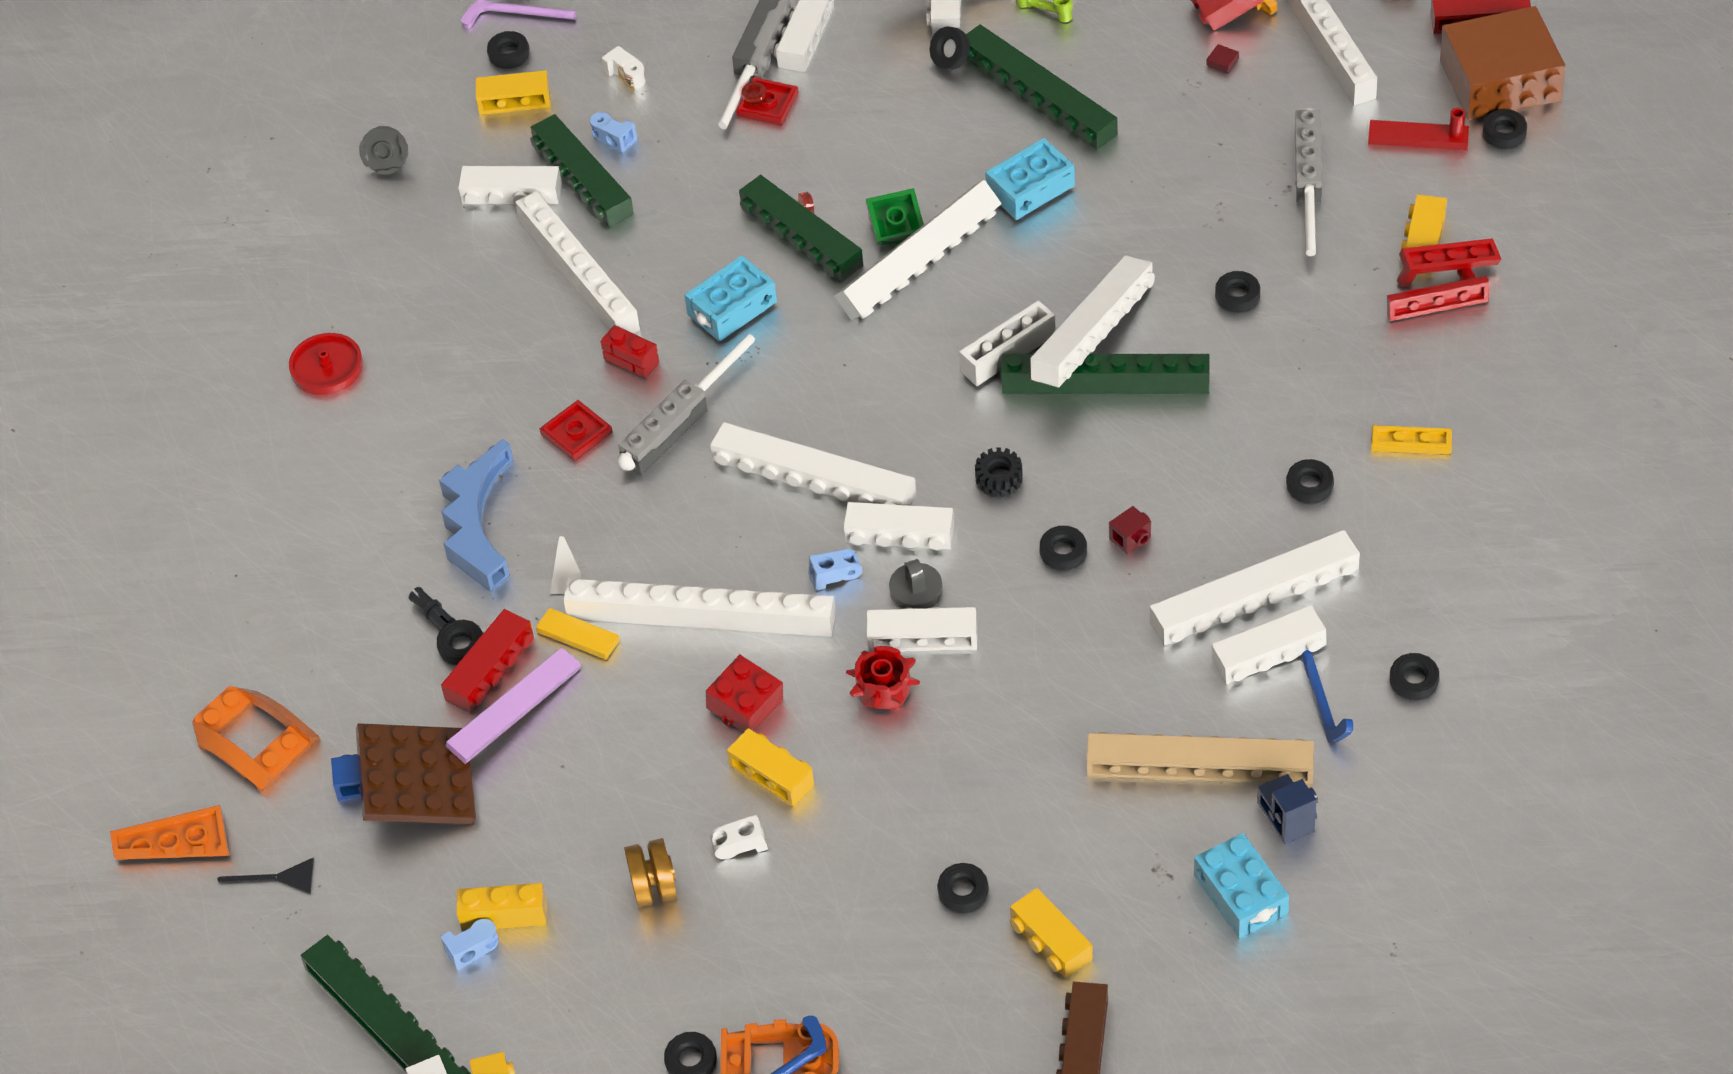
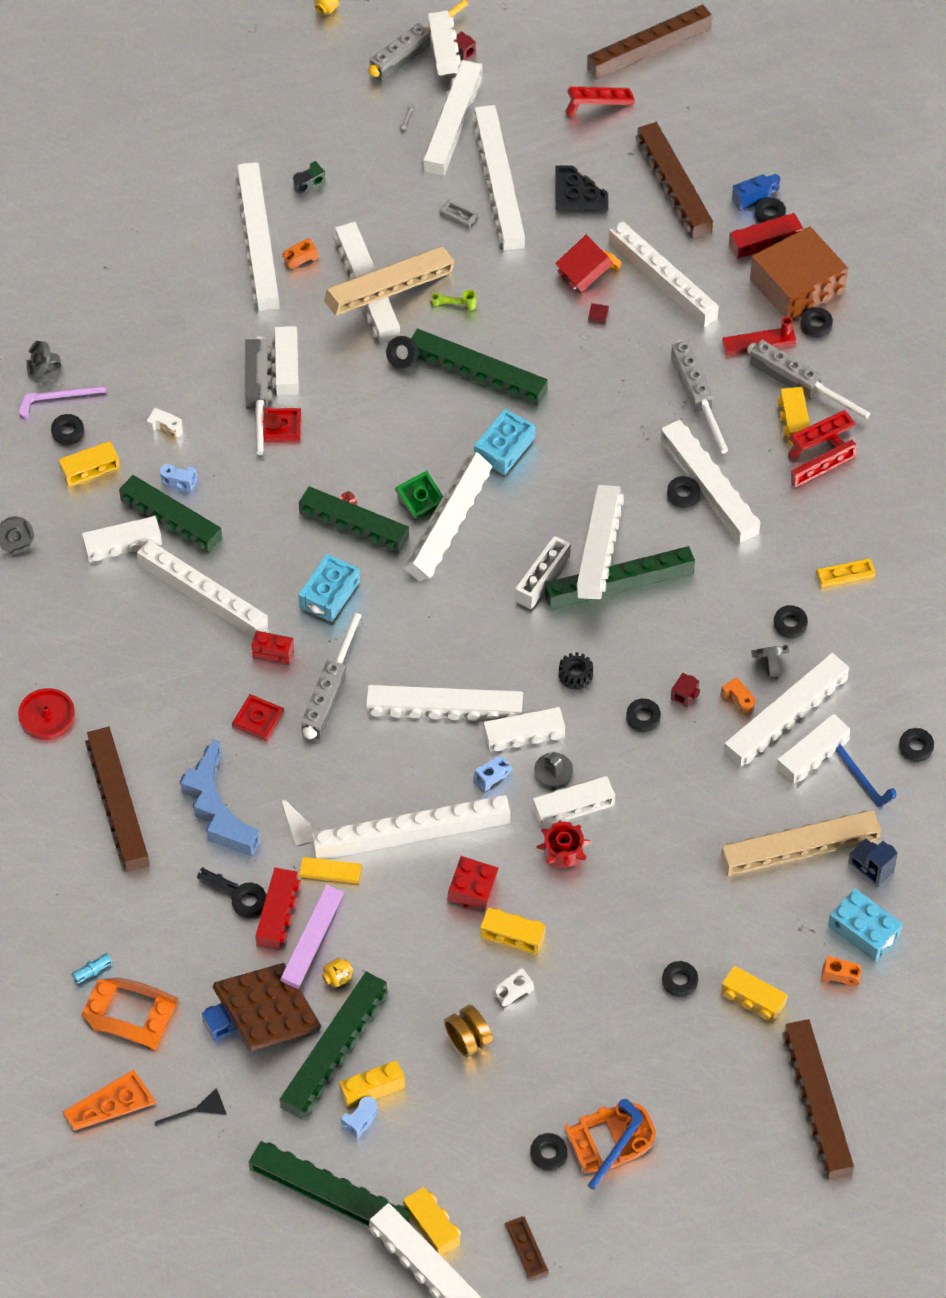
camera: 25 degrees left, 5 degrees up
(231, 672) = (91, 968): none -> medium azure pin
(358, 482) = (117, 799): none -> reddish brown brick
(478, 845) = (333, 1045): none -> dark green brick
(523, 757) = (337, 972): none -> yellow head
(1182, 937) = (841, 971): none -> orange leg
(1200, 554) = (739, 696): none -> orange leg
(1261, 511) = (771, 658): none -> dark grey tile
(1277, 284) = (712, 483): none -> white brick
(1445, 180) = (794, 373): none -> piece

